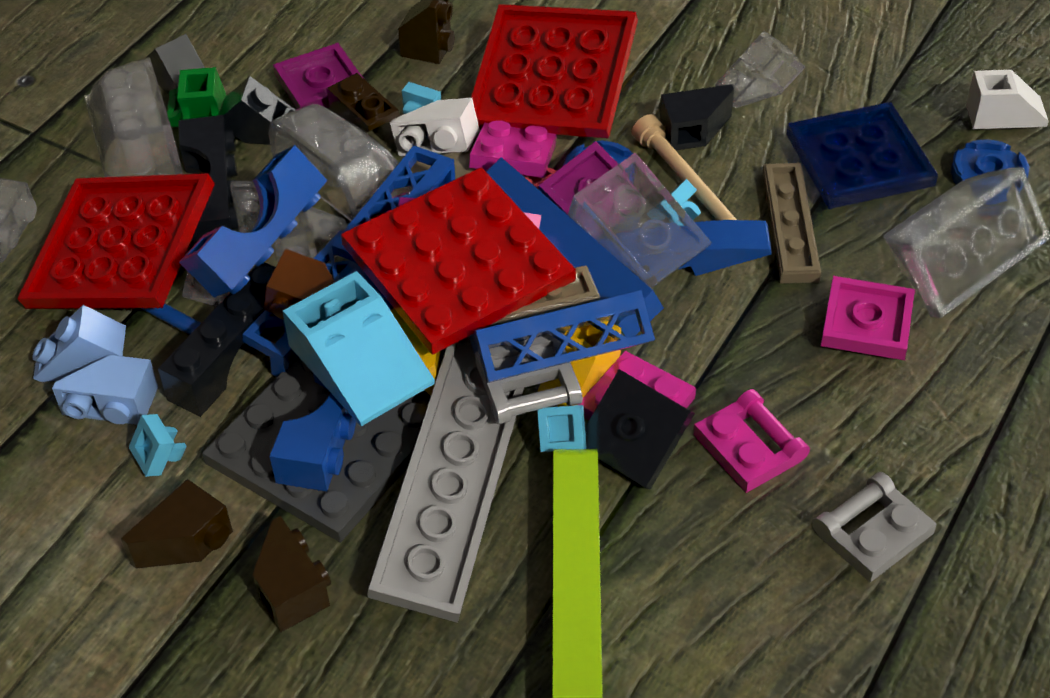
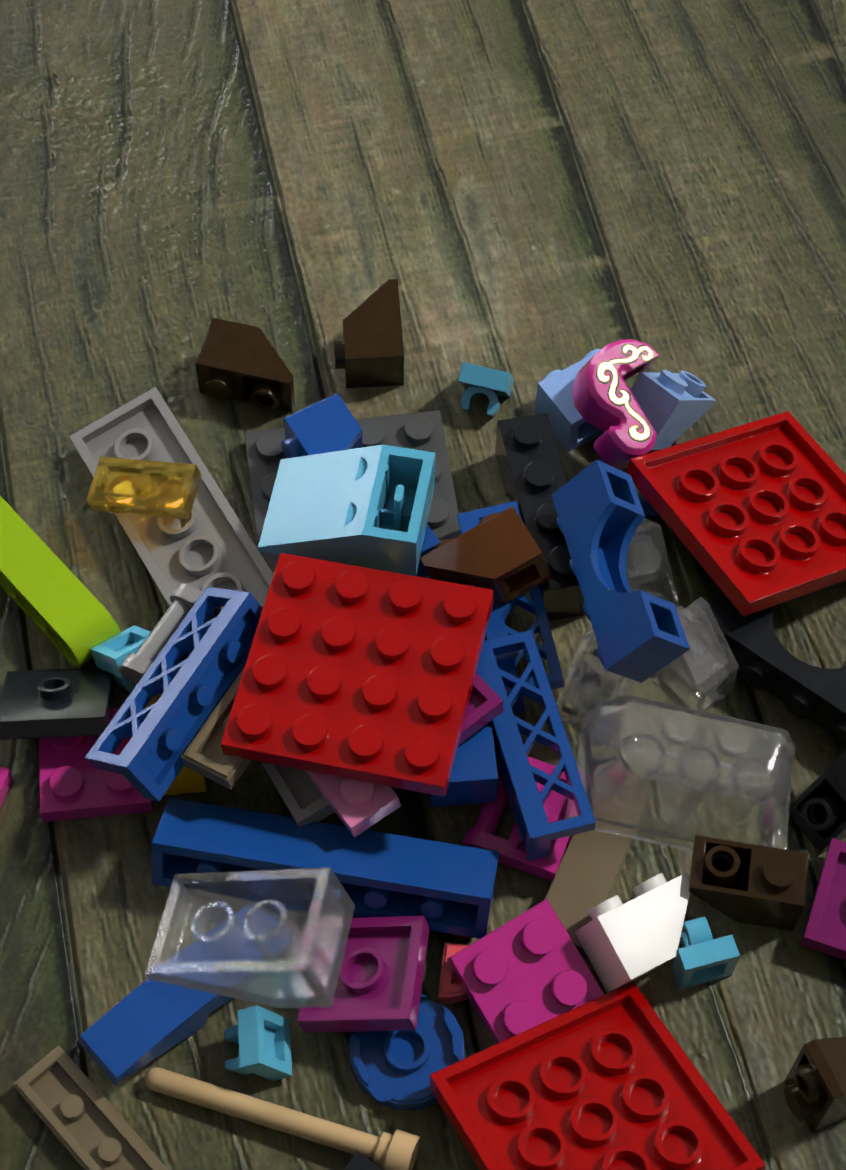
camera: 135 degrees right, 10 degrees up
(114, 342) = (609, 404): none -> dark pink animal
(455, 504) = (144, 487): none -> clear yellow plate

